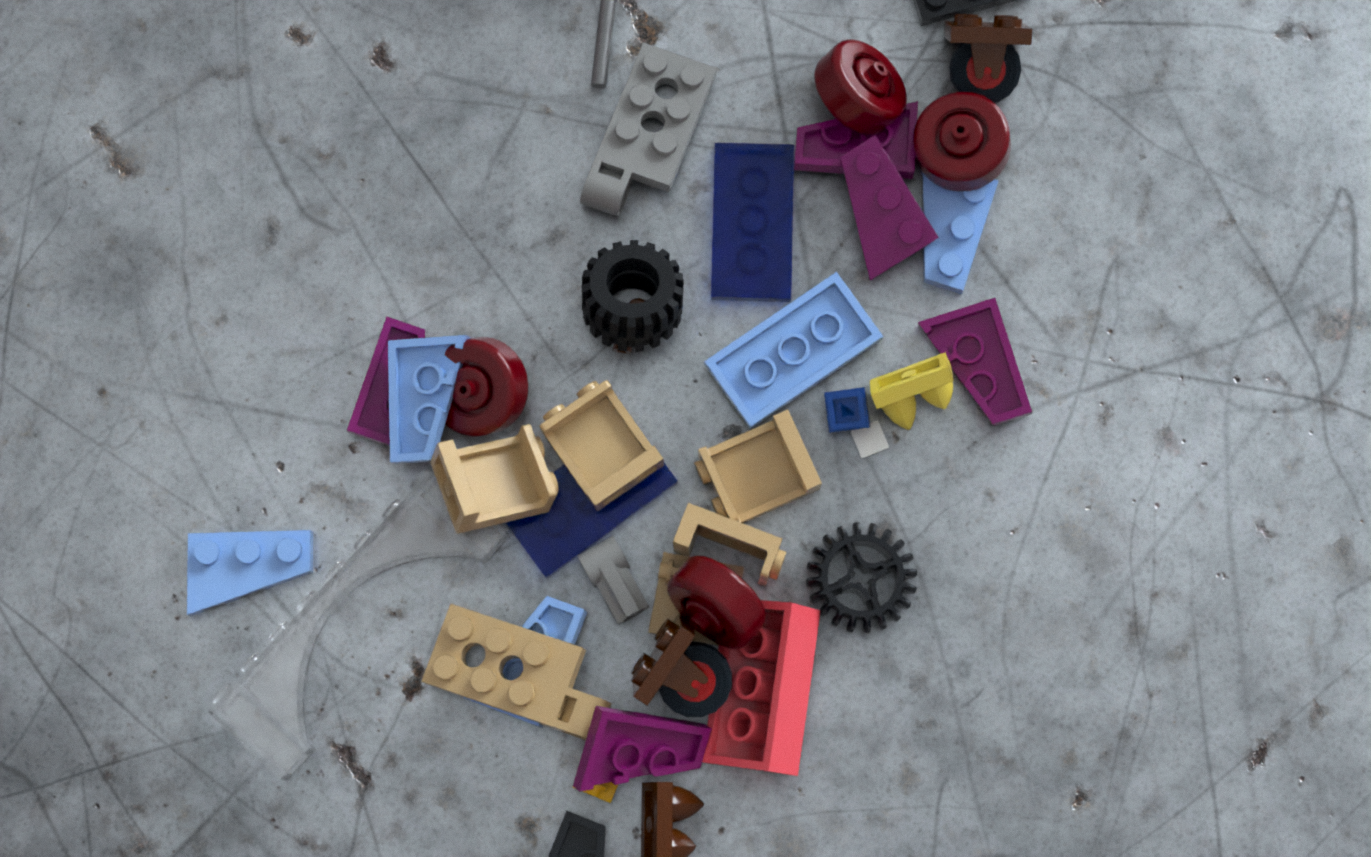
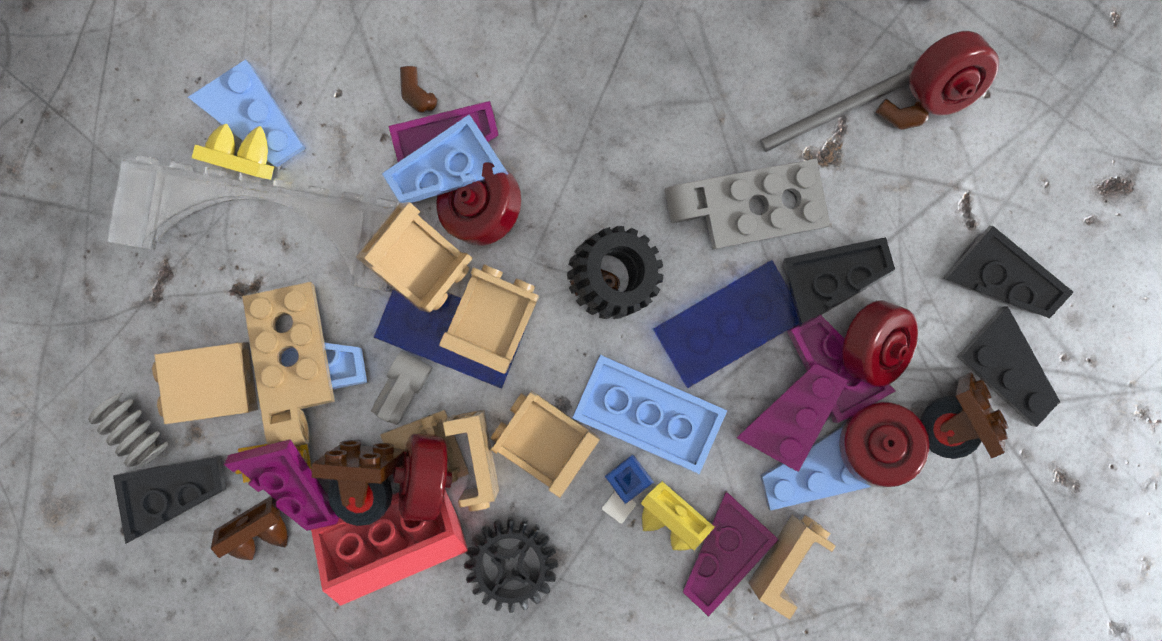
camera: 55 degrees right, 10 degrees up
(288, 584) = (250, 157): none -> light yellow tile
(331, 389) = (413, 94): none -> reddish brown arm
(482, 775) = (205, 382): none -> tan panel
(768, 91) = (835, 275): none -> black wing
(1016, 303) = (783, 560): none -> tan panel

